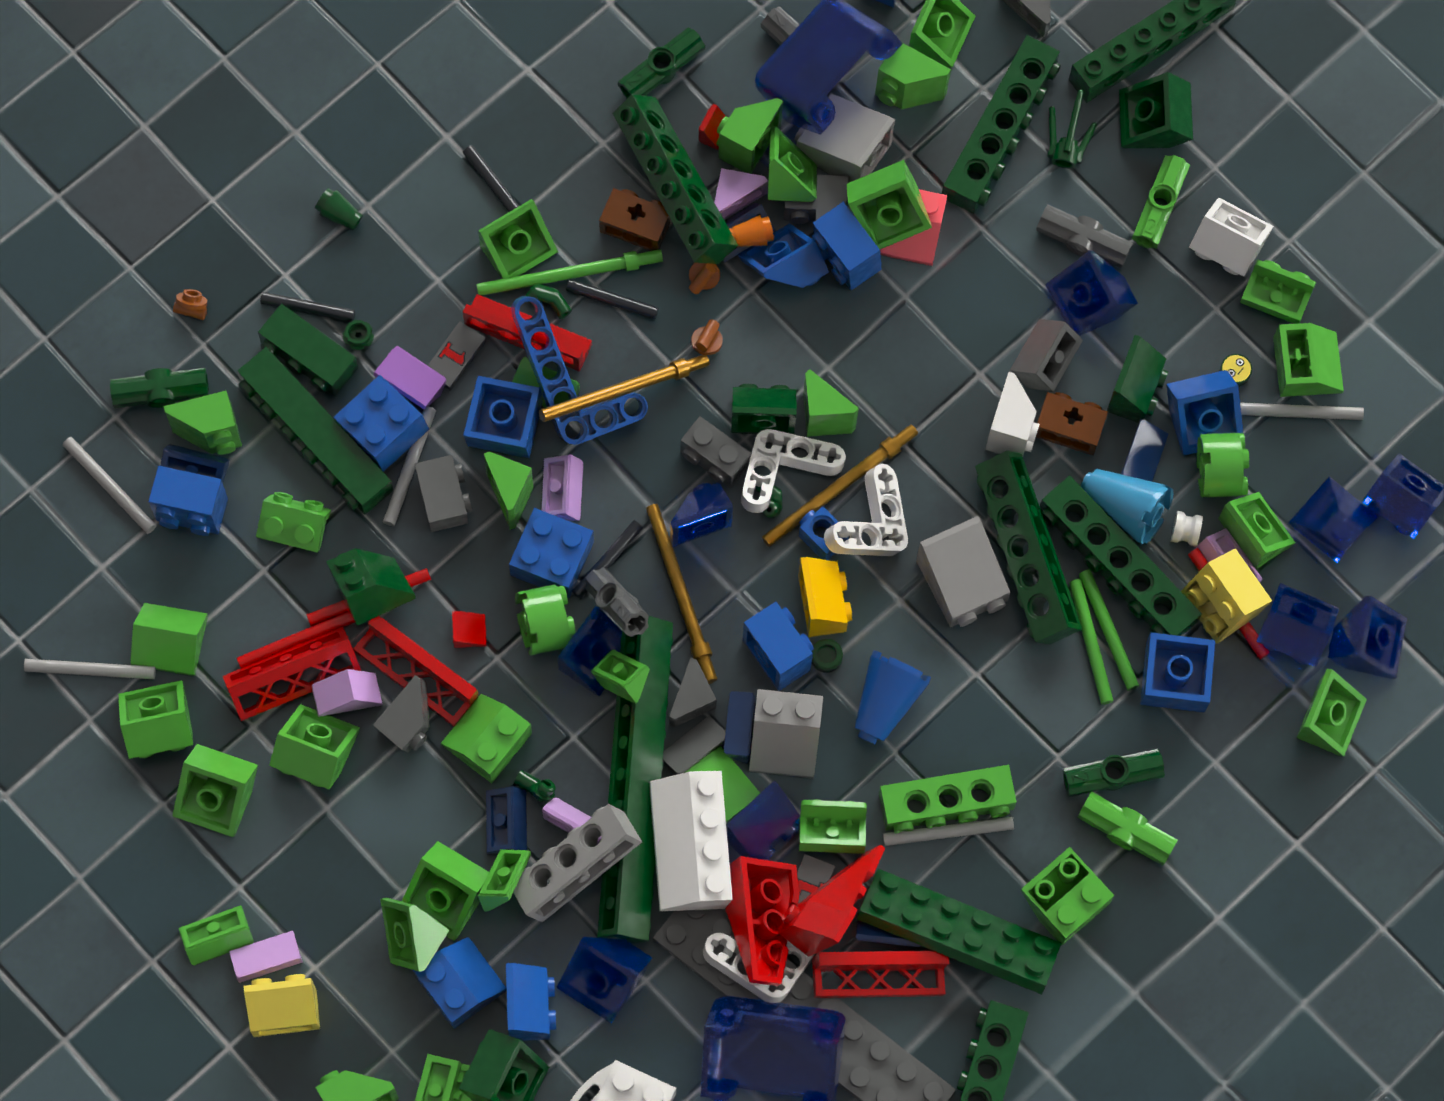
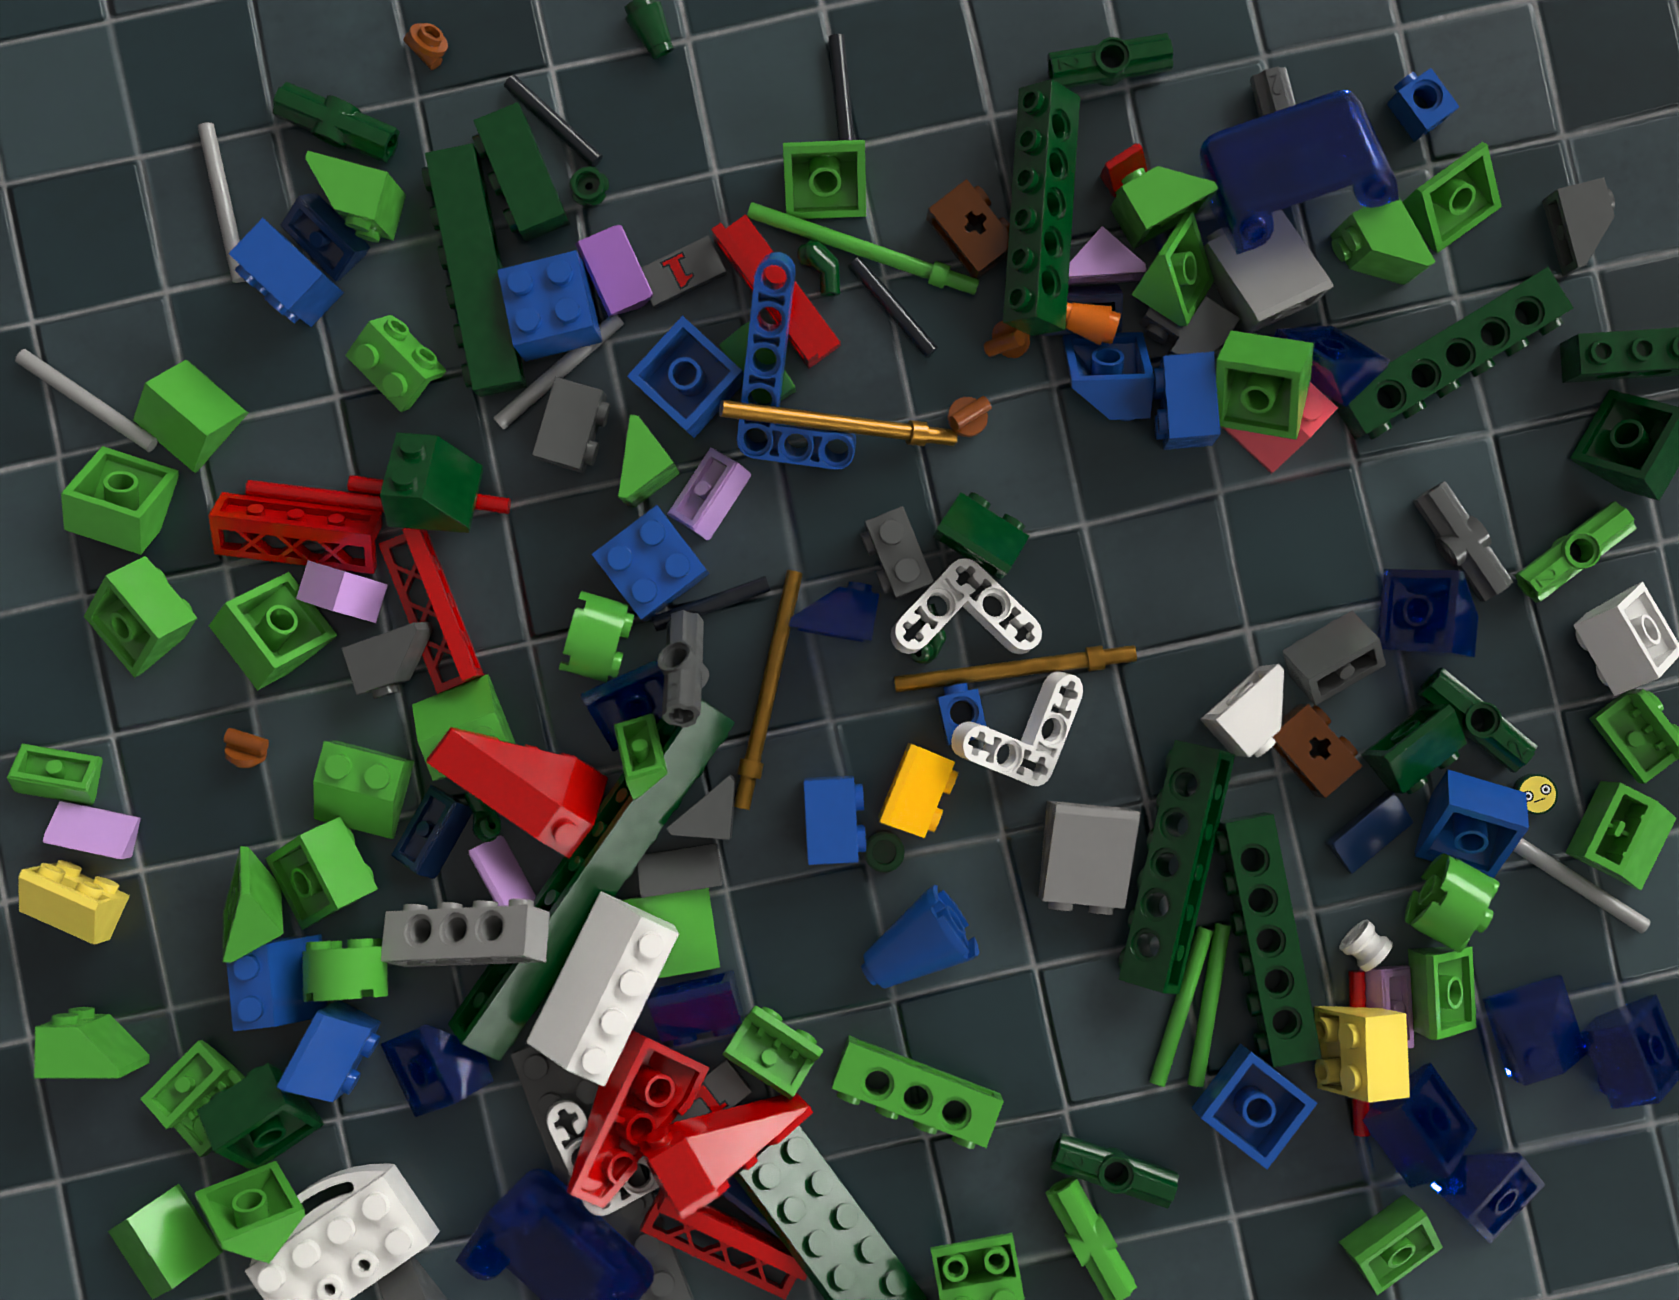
camera: 30 degrees right, 15 degrees up
(342, 835) = (244, 748): none -> dark orange plate
(441, 814) = (361, 787): none -> bright green slope
(468, 629) = (514, 595): red slope -> none
(503, 878) = (382, 903): bright green slope -> none
(504, 939) = (344, 972): none -> bright green brick
(560, 741) = (535, 789): none -> red wedge
(740, 726) = (739, 880): dark blue slope -> none
(786, 733) = (783, 922): light grey slope -> none
(826, 409) = (1048, 576): bright green slope -> none
(932, 168) = (1339, 362): none -> clear blue slope
(949, 831) = (901, 1125): light grey bar -> none
(1066, 152) = (1504, 430): dark green plant -> none
(1130, 502) = (1320, 879): dark azure cone -> none
(1186, 347) = (1495, 736): none -> dark green piece

